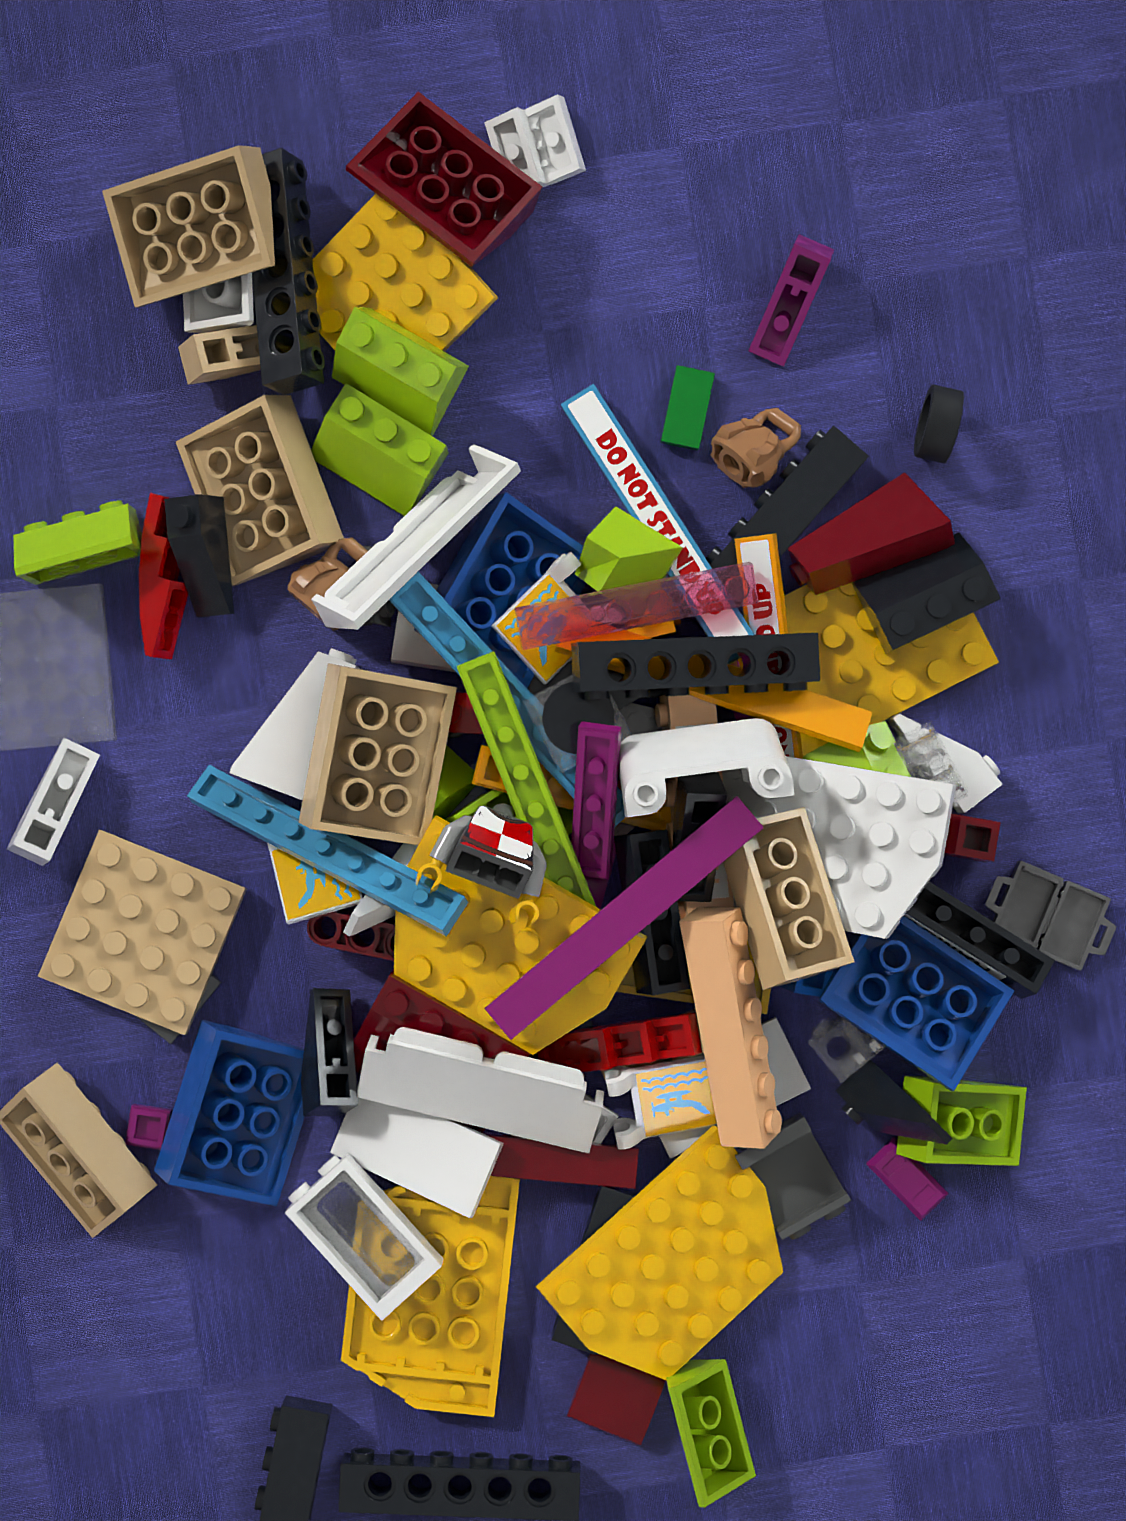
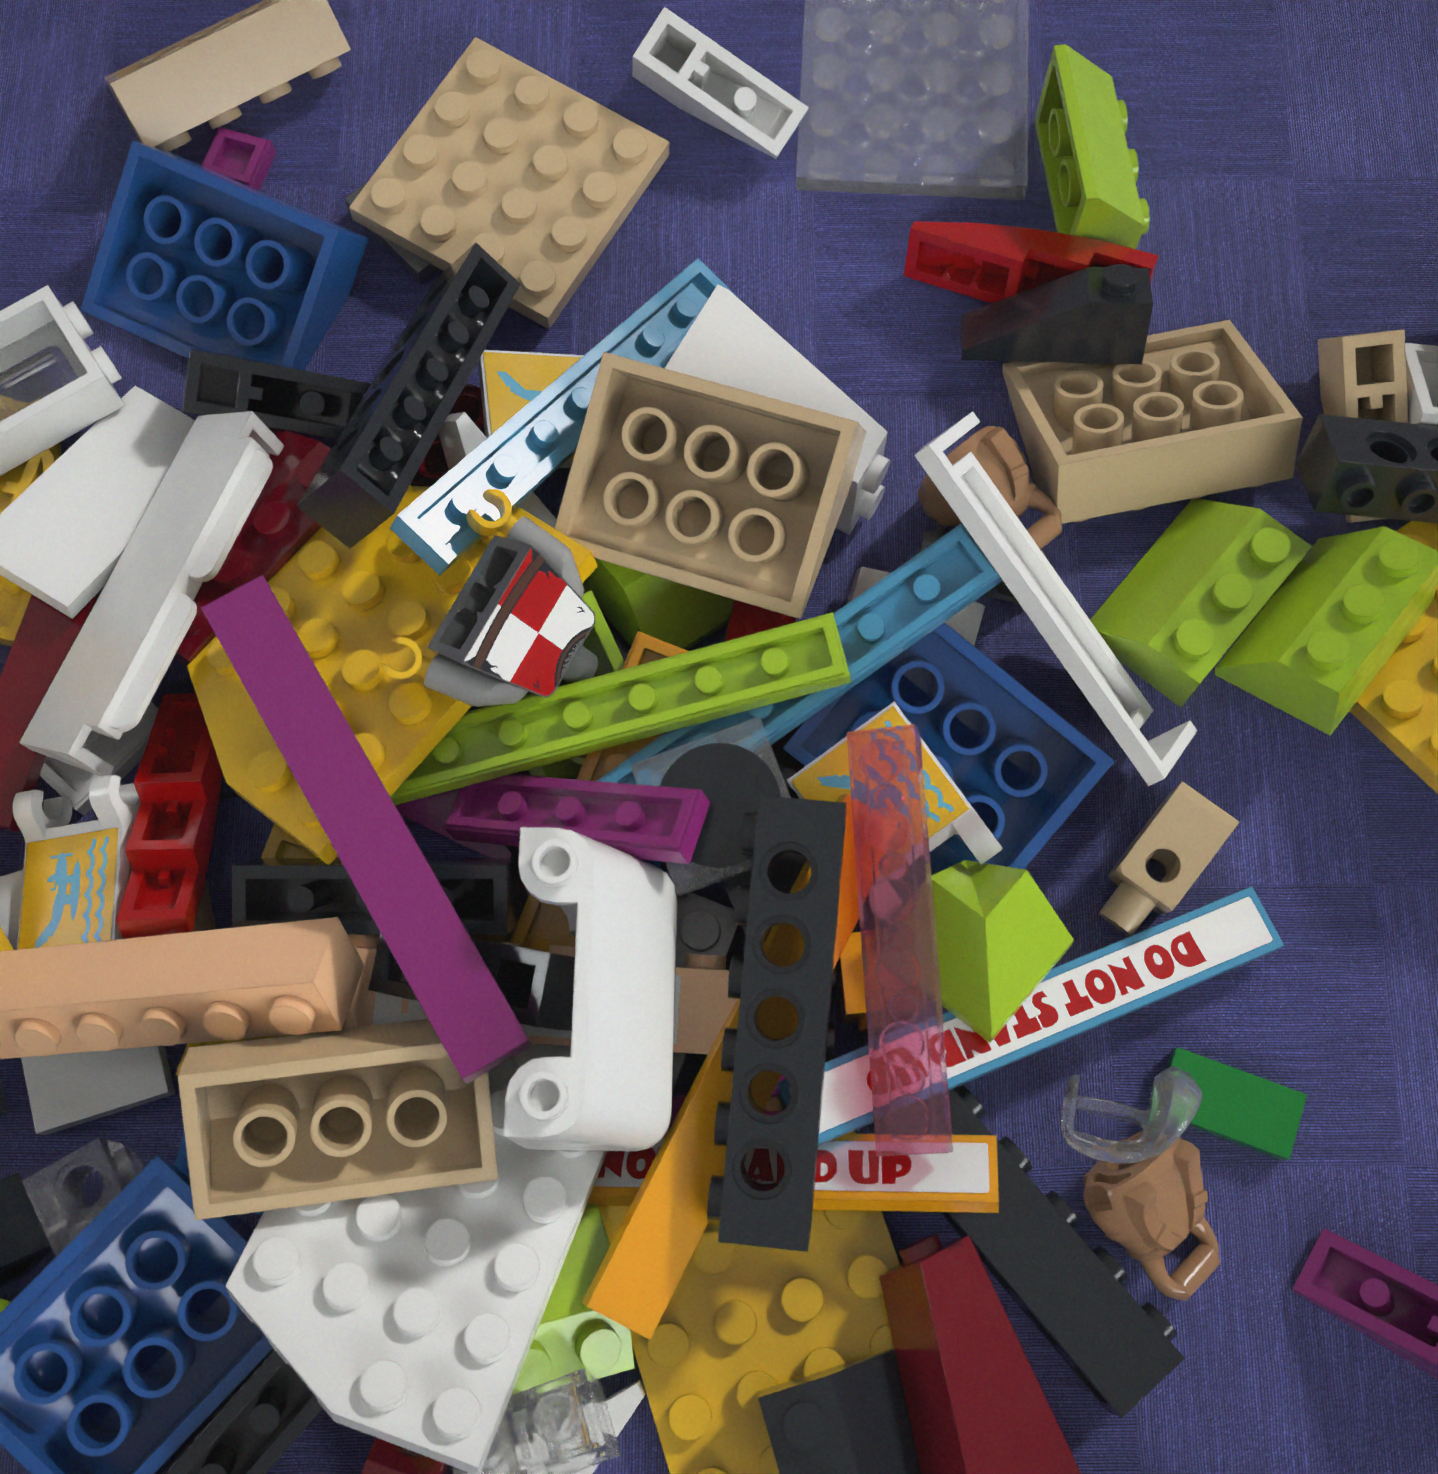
camera: 105 degrees right, 15 degrees down
(332, 952) = (409, 399): none -> black brick
(538, 453) = (1184, 839): none -> tan torso
(707, 445) = (1170, 1110): none -> clear piece

